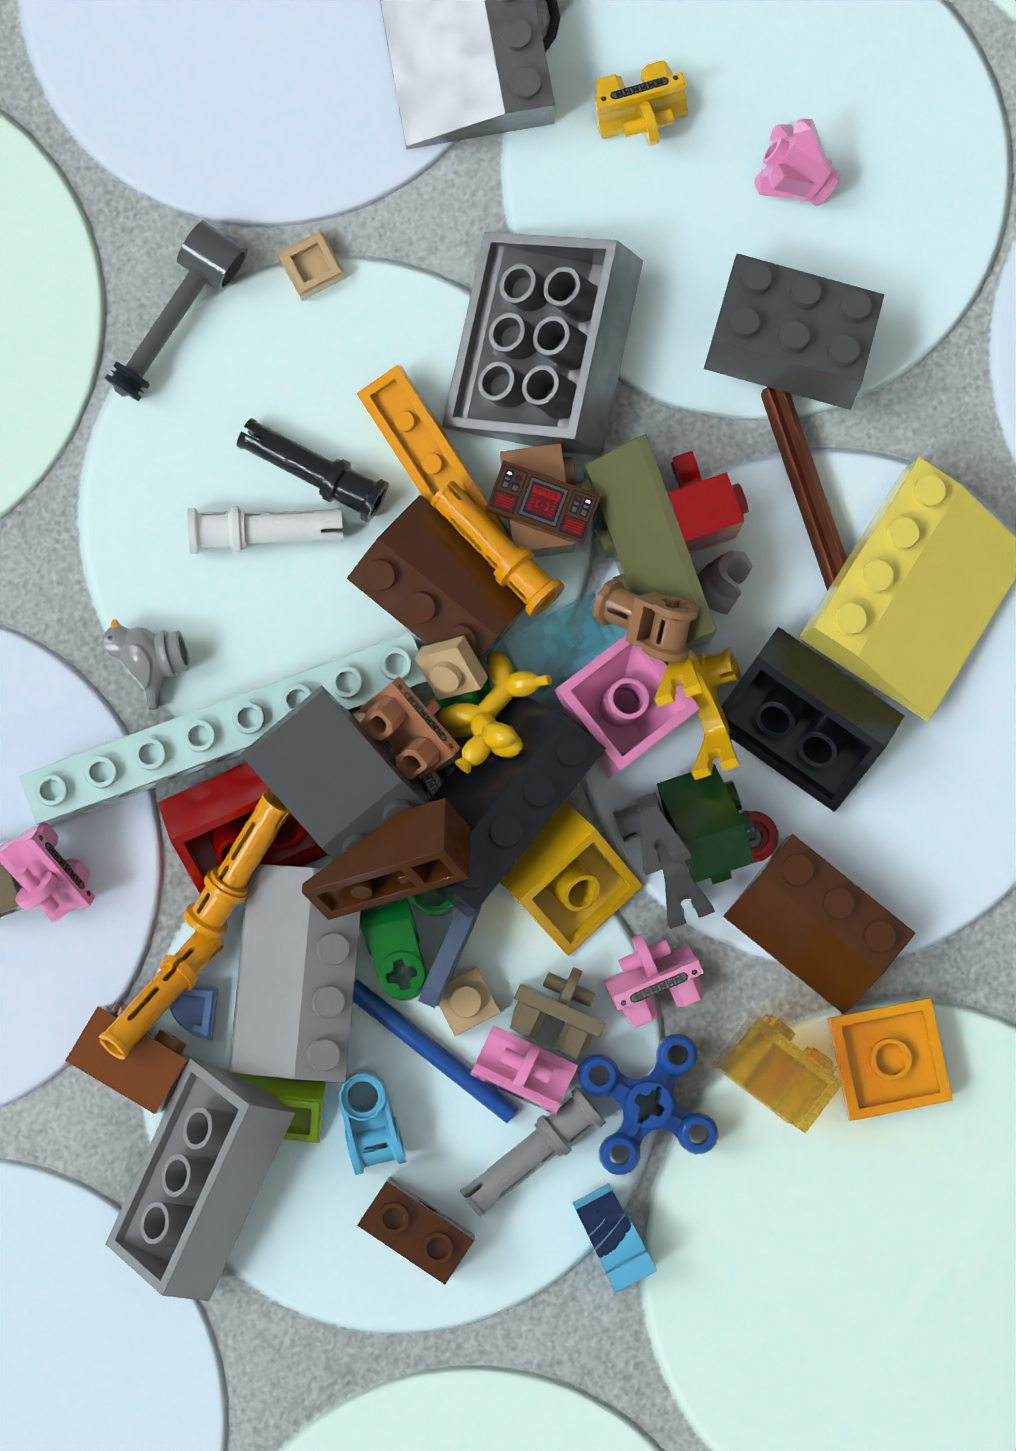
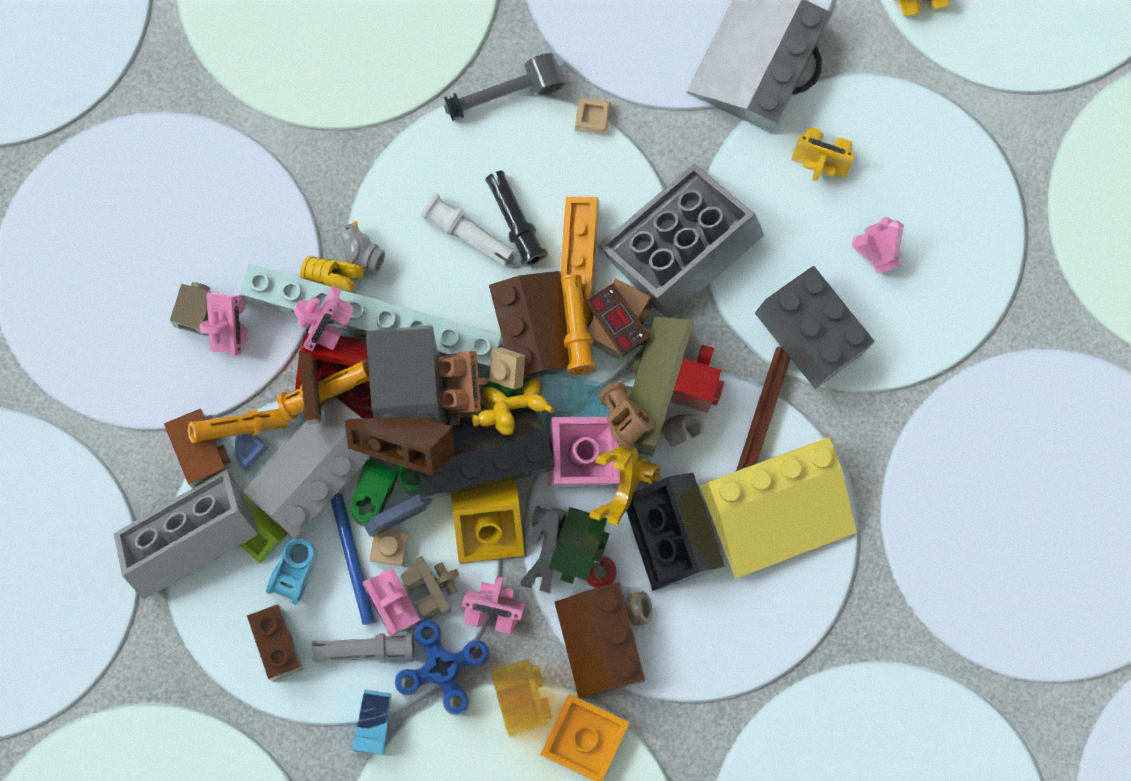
camera: 35 degrees right, 5 degrees down
(132, 710) = (331, 272): none -> yellow hinge
(165, 780) = (320, 331): none -> bright pink hips
(222, 880) = (310, 388): none -> reddish brown tile
(837, 846) = (639, 608): none -> dark tan tile

